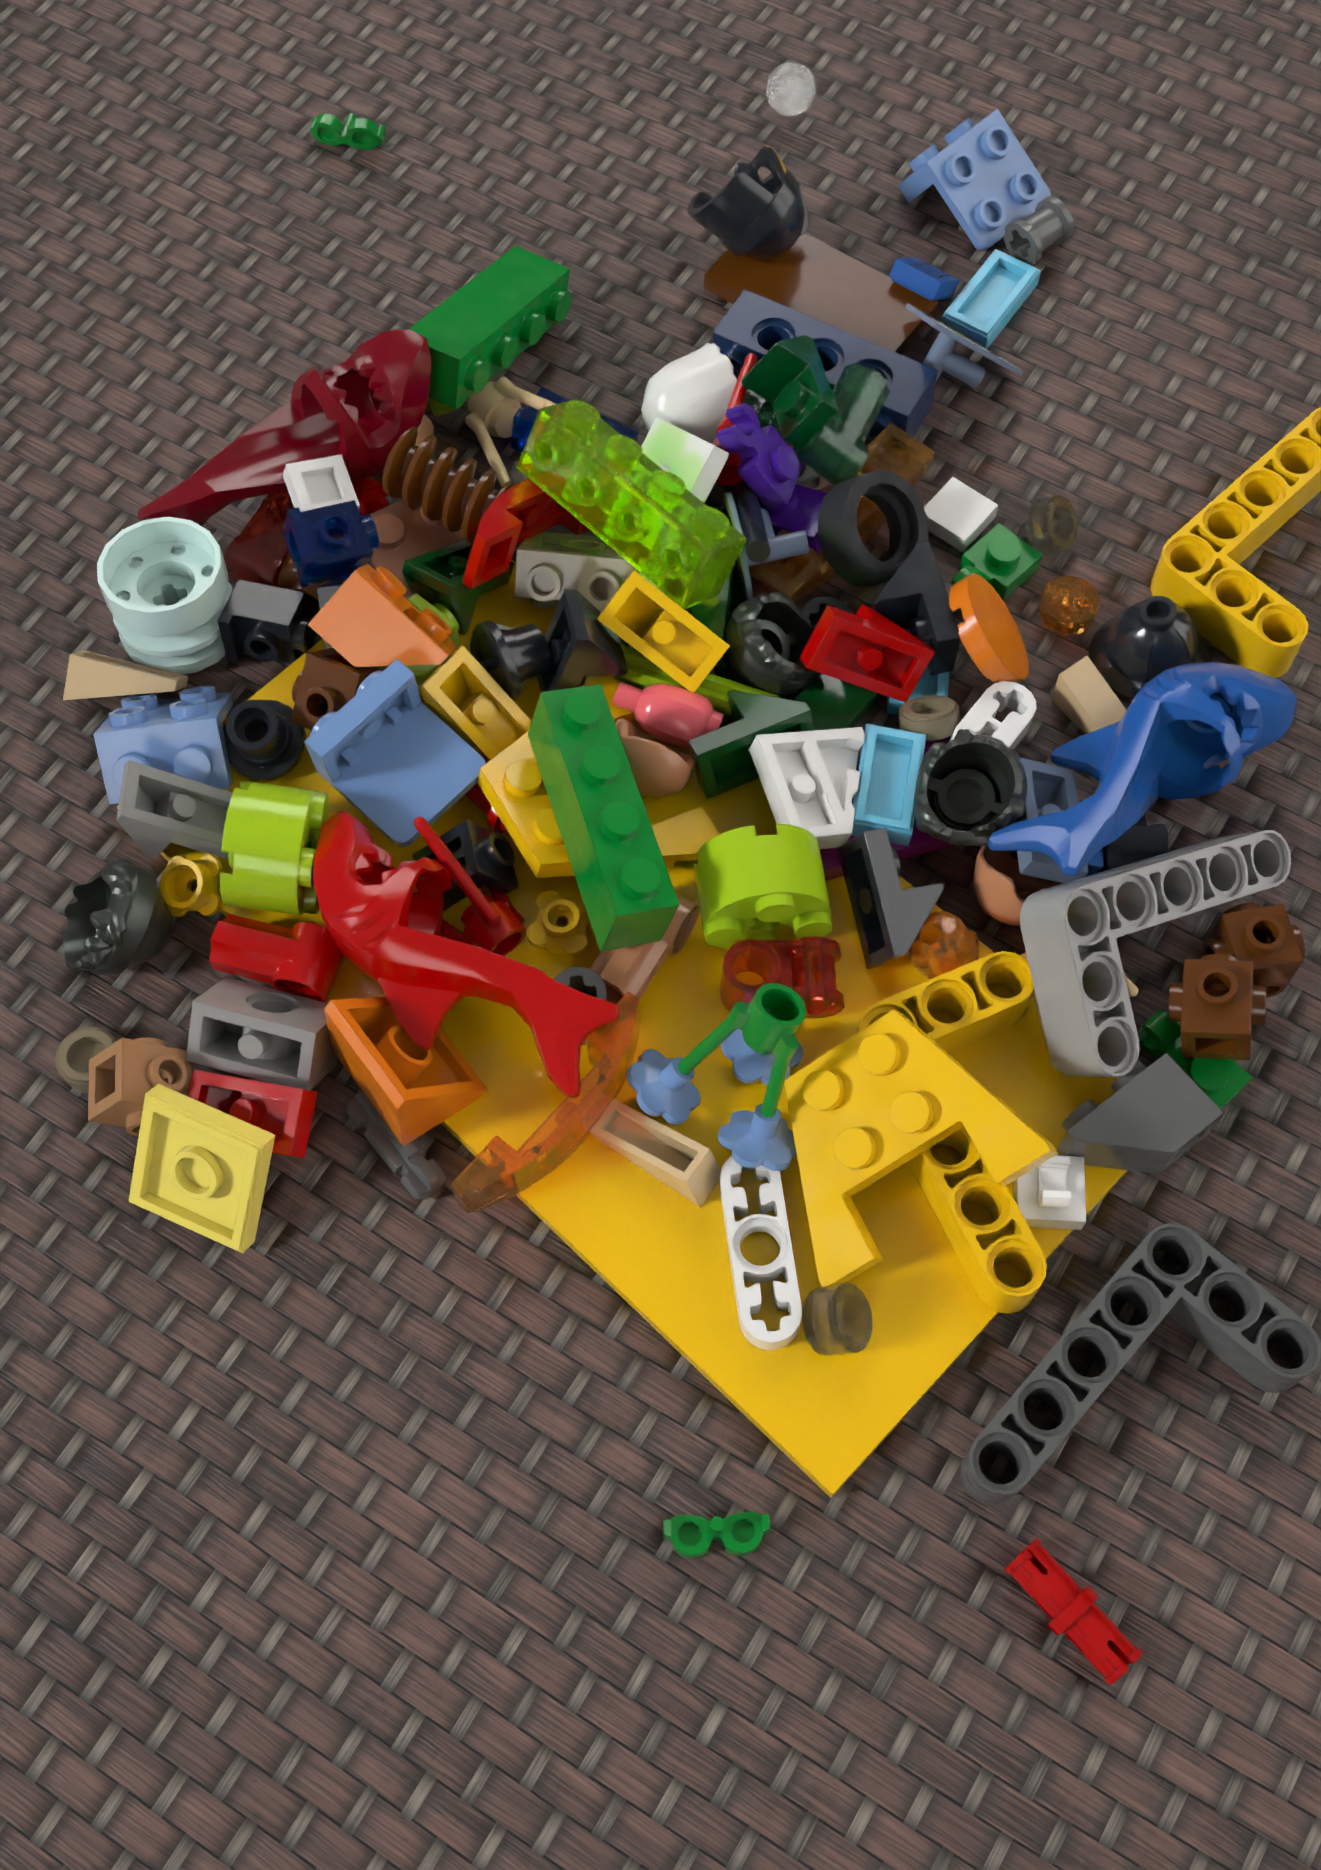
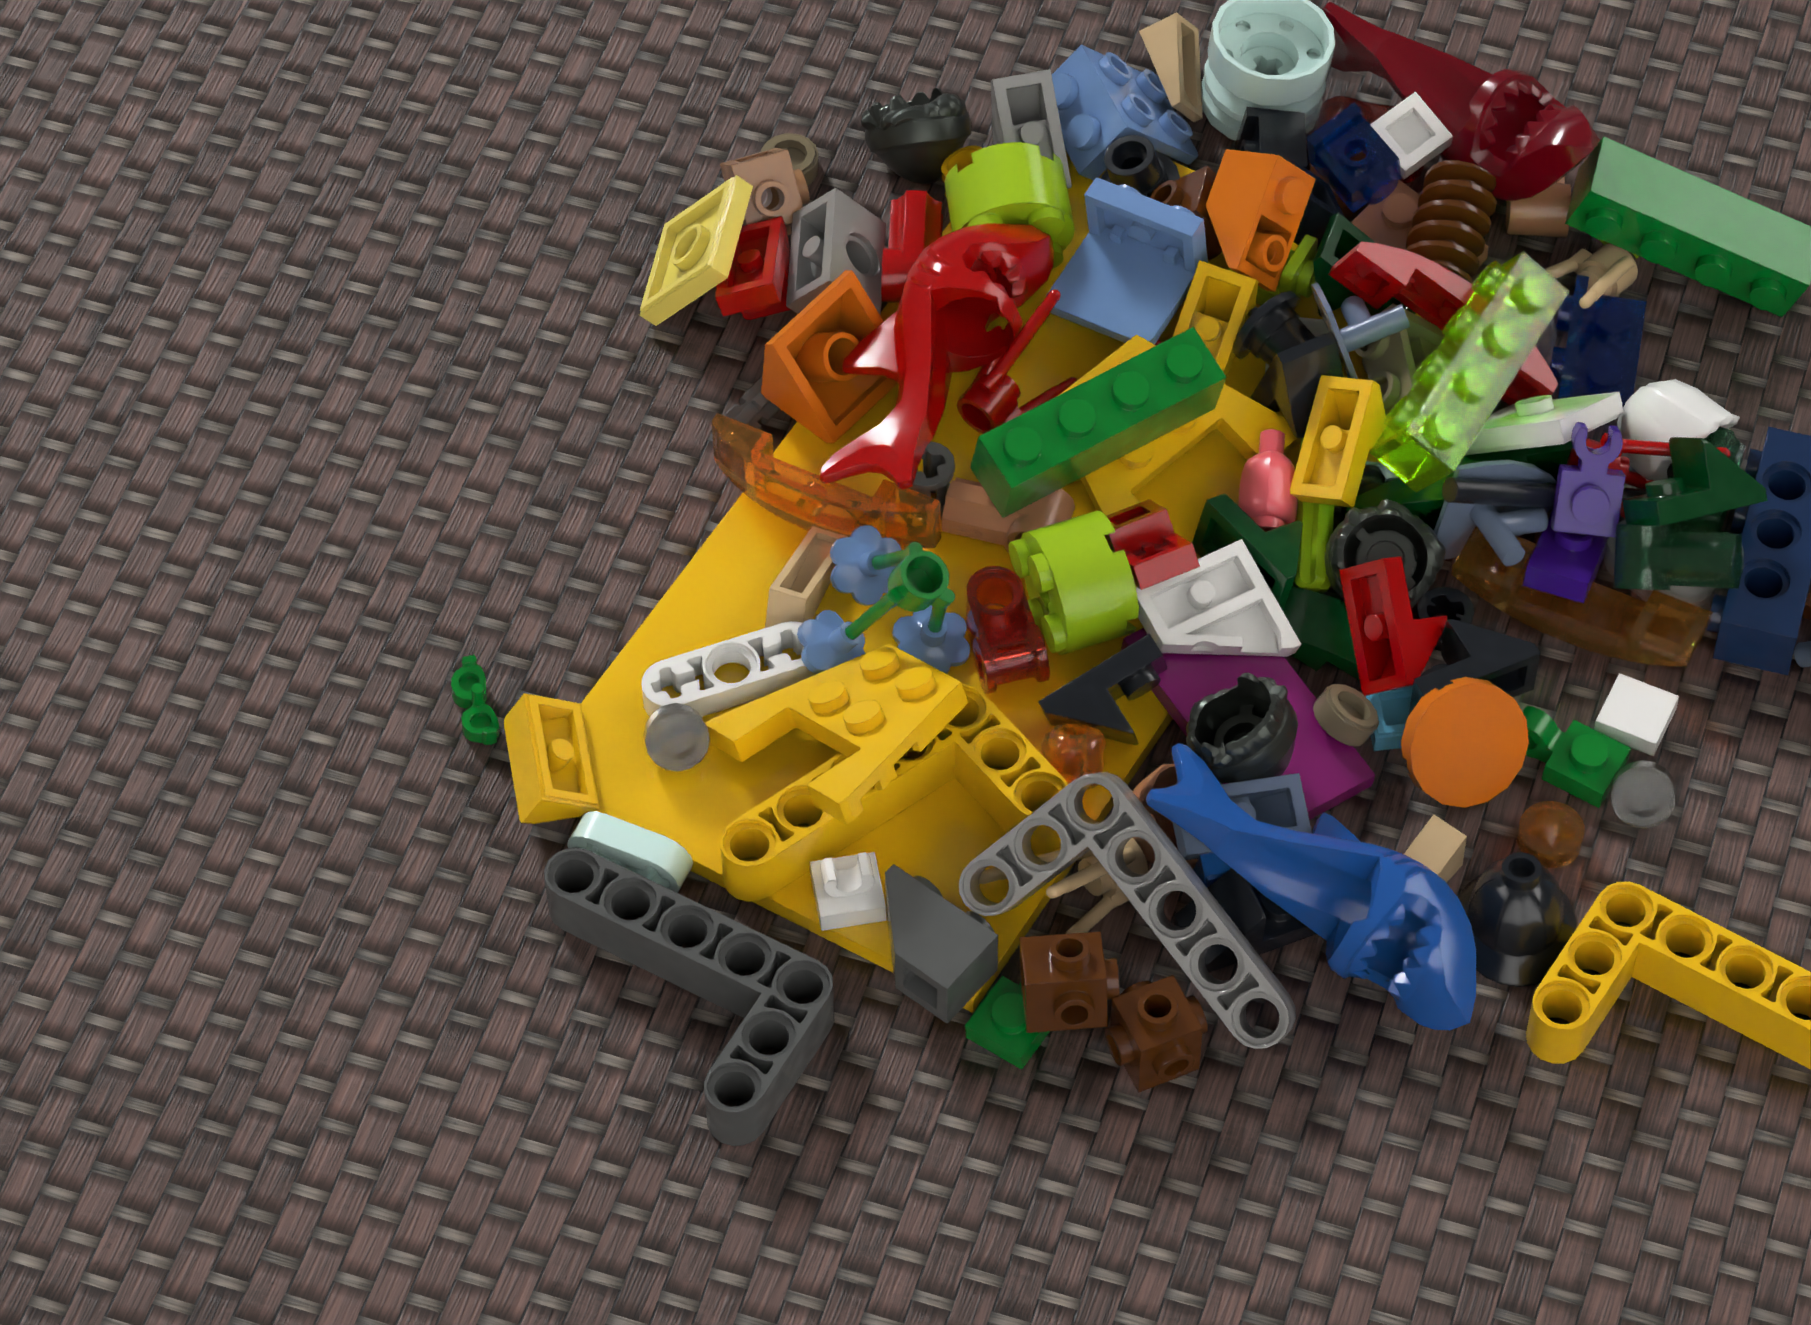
camera: 75 degrees right, 10 degrees down
(482, 854) = (1051, 363): black bracket -> none
(530, 593) = (1361, 327): none -> sand blue shield
(655, 765) = (1204, 467): nougat hair -> none
(758, 802) = (1150, 544): none -> red slope
(828, 1463) = (549, 759): none -> yellow slope
(840, 534) = (1593, 583): black tyre -> none
(887, 782) = (1212, 670): medium azure tile -> none
(956, 1401) = (633, 848): none -> light aqua beam
(996, 698) = (1348, 768): white beam -> none
(1073, 1611) = (464, 973): red pin -> none

